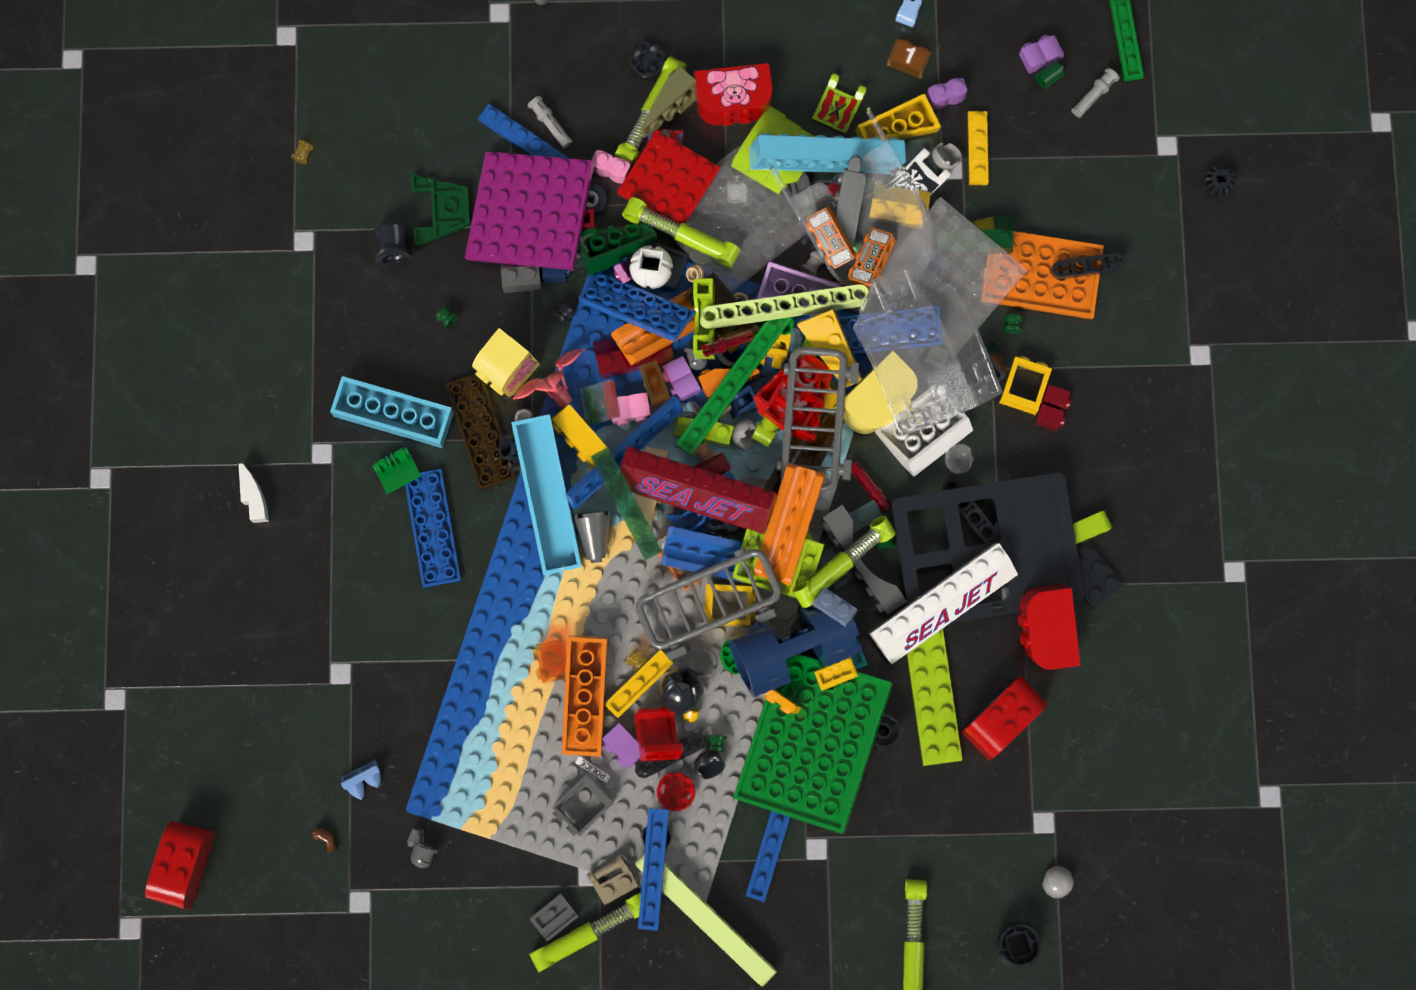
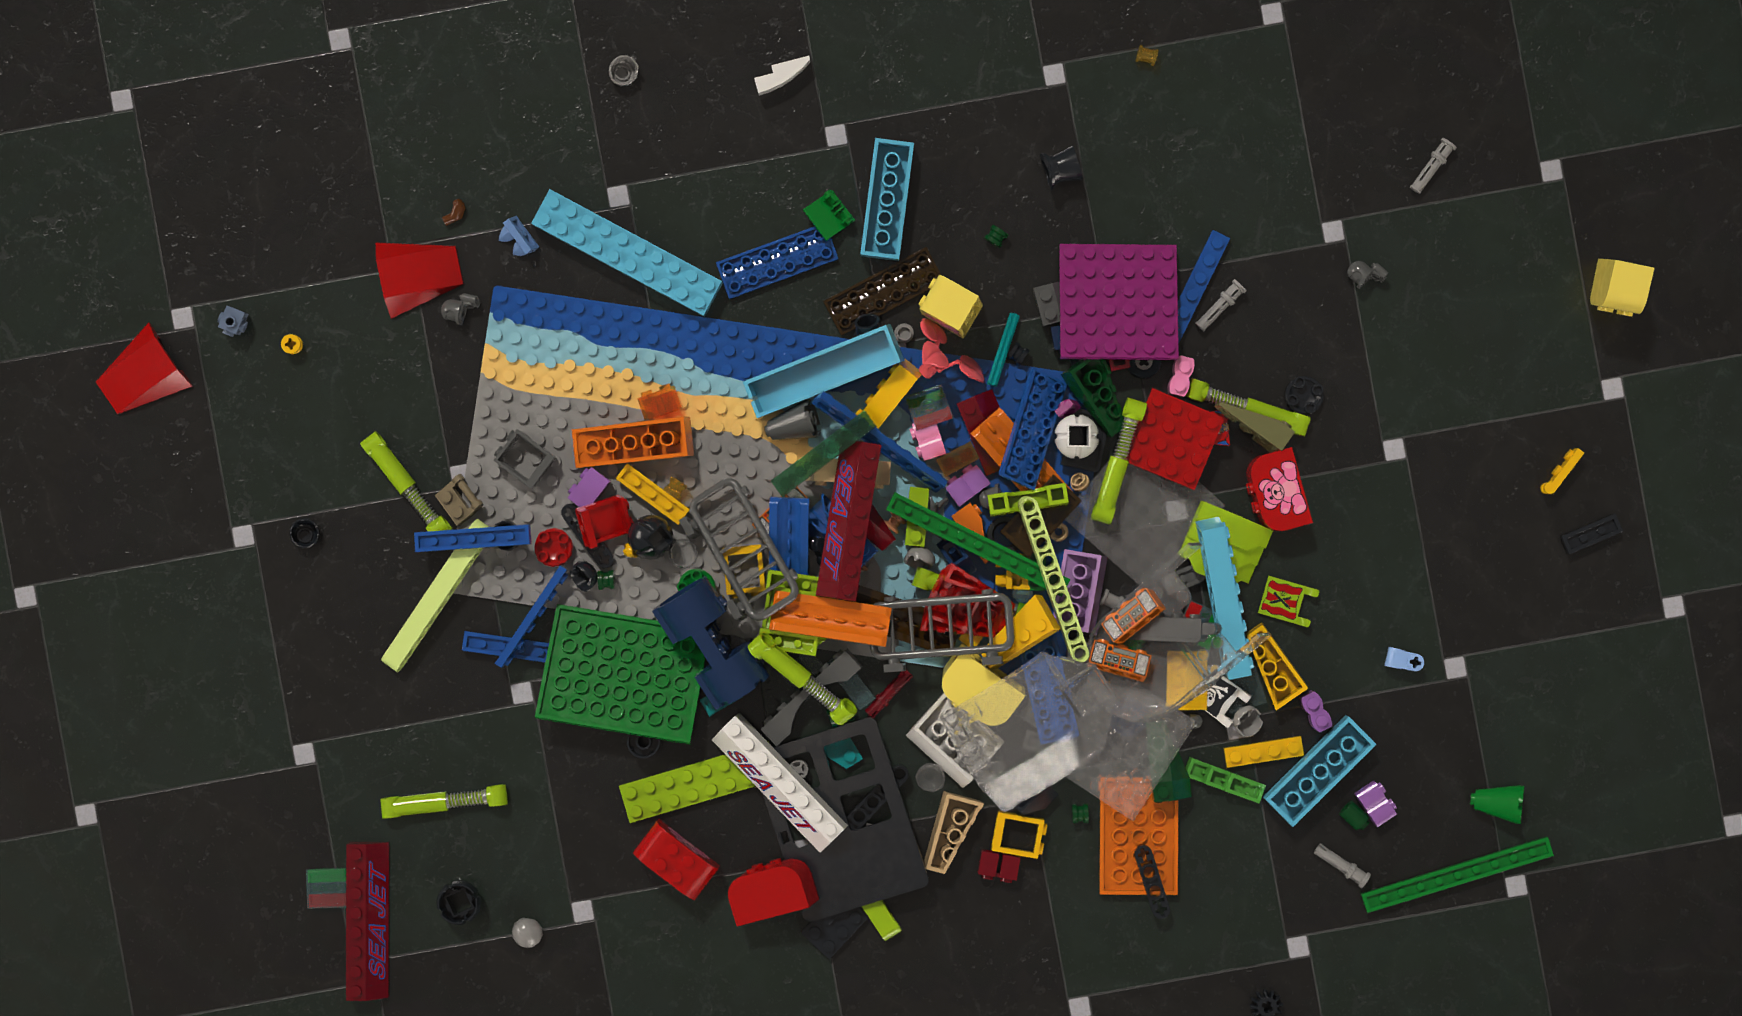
camera: 85 degrees right, 10 degrees up
(179, 864) = (406, 77): red brick -> none
(217, 646) = (623, 70): none -> light grey hair
(379, 887) = (415, 274): none -> red wedge
(396, 672) = (627, 252): none -> medium azure brick
(449, 208) = (1112, 217): dark green wing -> none
(554, 917) = (414, 448): dark grey plate -> none
(556, 326) = (1003, 349): none -> teal axle
(592, 769) = (563, 461): white sticker -> none
(720, 345) = (1000, 522): dark red pin -> none
(748, 828) = (537, 610): none -> blue plate
(786, 704) = (653, 643): light orange plate -> none
(835, 607) = (750, 676): sand blue plate -> none
(836, 673) = (689, 687): yellow plate -> none
(909, 58) = (1349, 667): clear orange brick -> none
(923, 538) = (843, 753): none -> teal wing
(930, 582) = (800, 765): none -> light grey wheel
(1000, 185) = (1225, 780): none -> bright green slope
(1003, 98) = (1319, 770): none -> medium azure brick
(1012, 448) = (950, 828): none -> tan wedge

